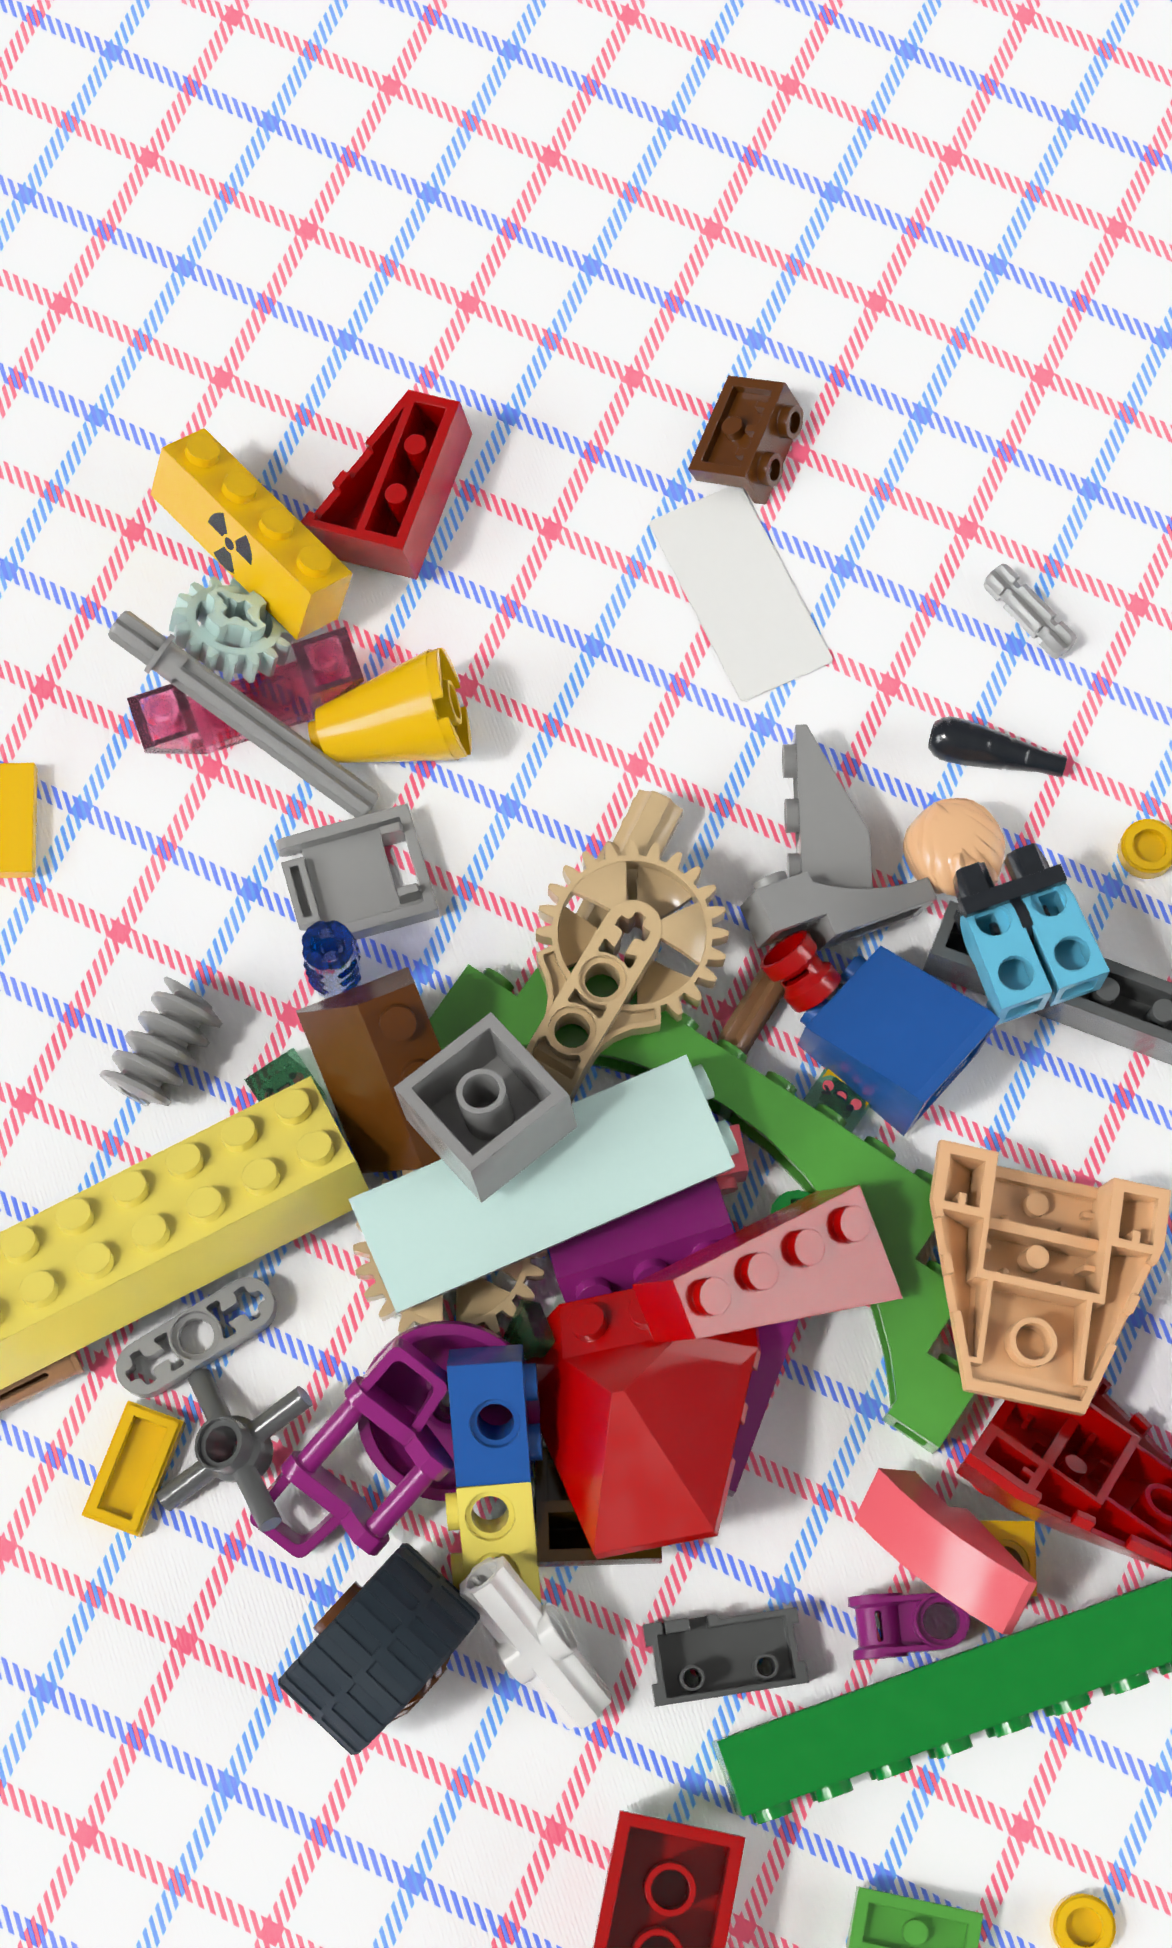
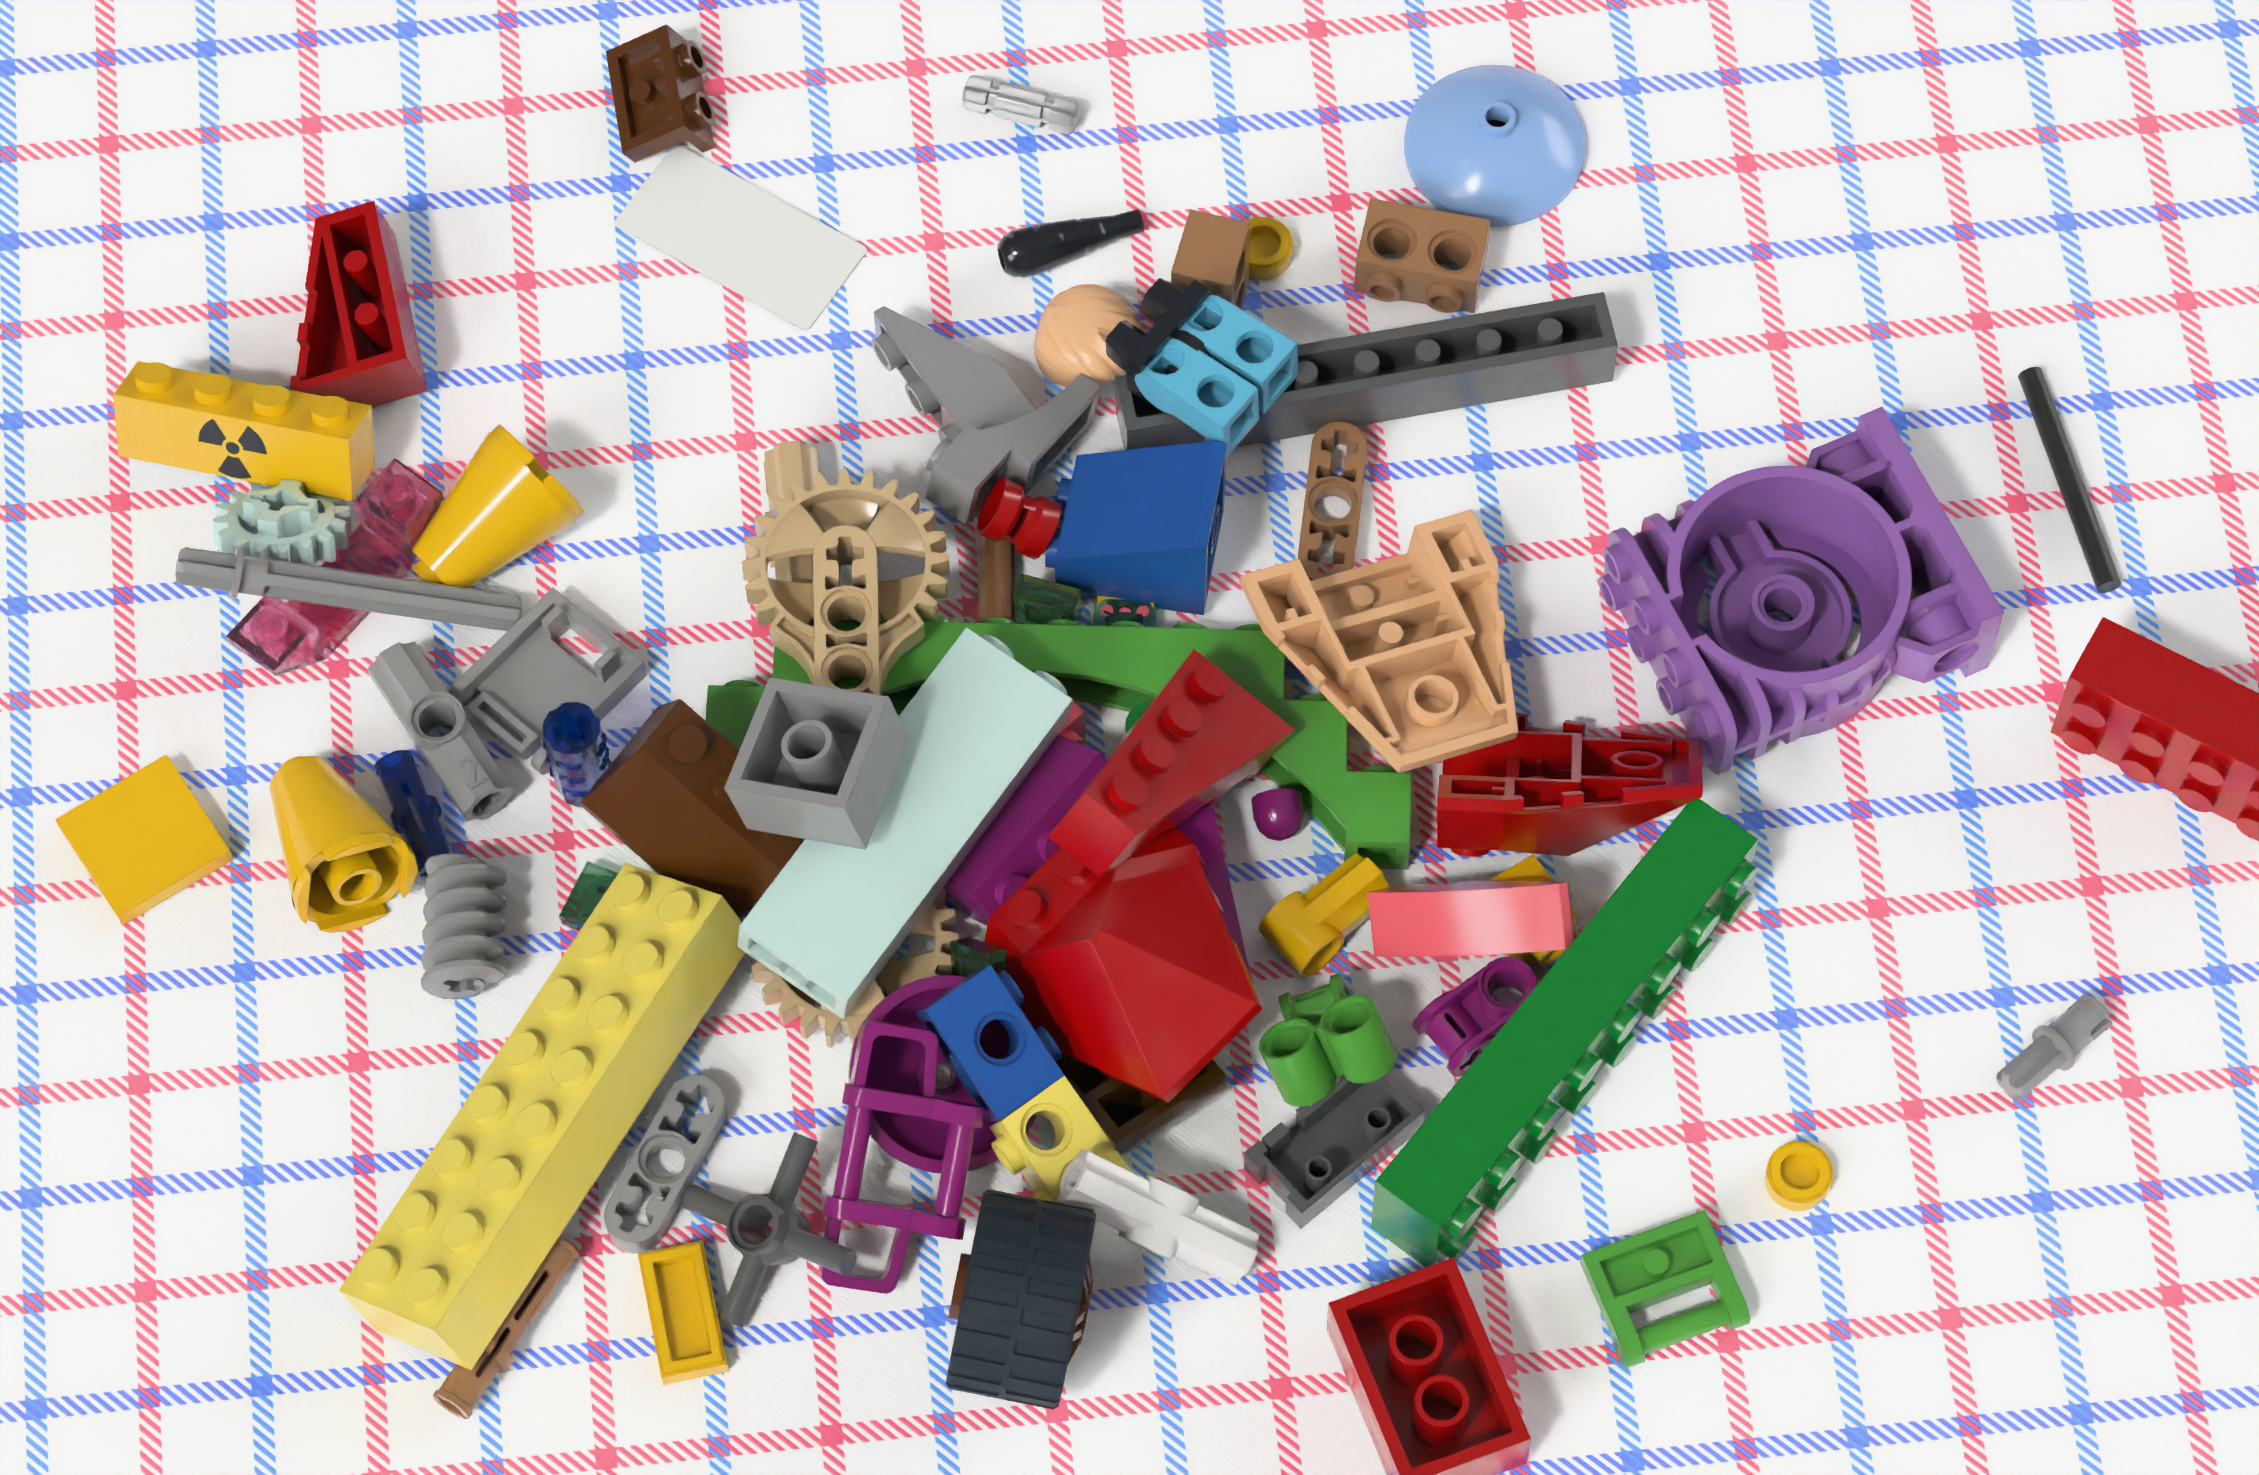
camera: 30 degrees left, 10 degrees down
(105, 918) = (336, 848): none -> yellow cone
(188, 926) = (403, 781): none -> clear blue pin
(249, 903) = (457, 758): none -> light grey piece
(765, 1571) = (1324, 1038): none -> bright green piece
(781, 1053) = (1043, 601): none -> clear green tile
(823, 1460) = (1314, 925): none -> yellow piece
(854, 1347) = (1278, 812): none -> magenta hinge
(1076, 1066) = (1321, 485): none -> medium nougat beam
(1091, 849) = (1215, 254): none -> medium nougat brick

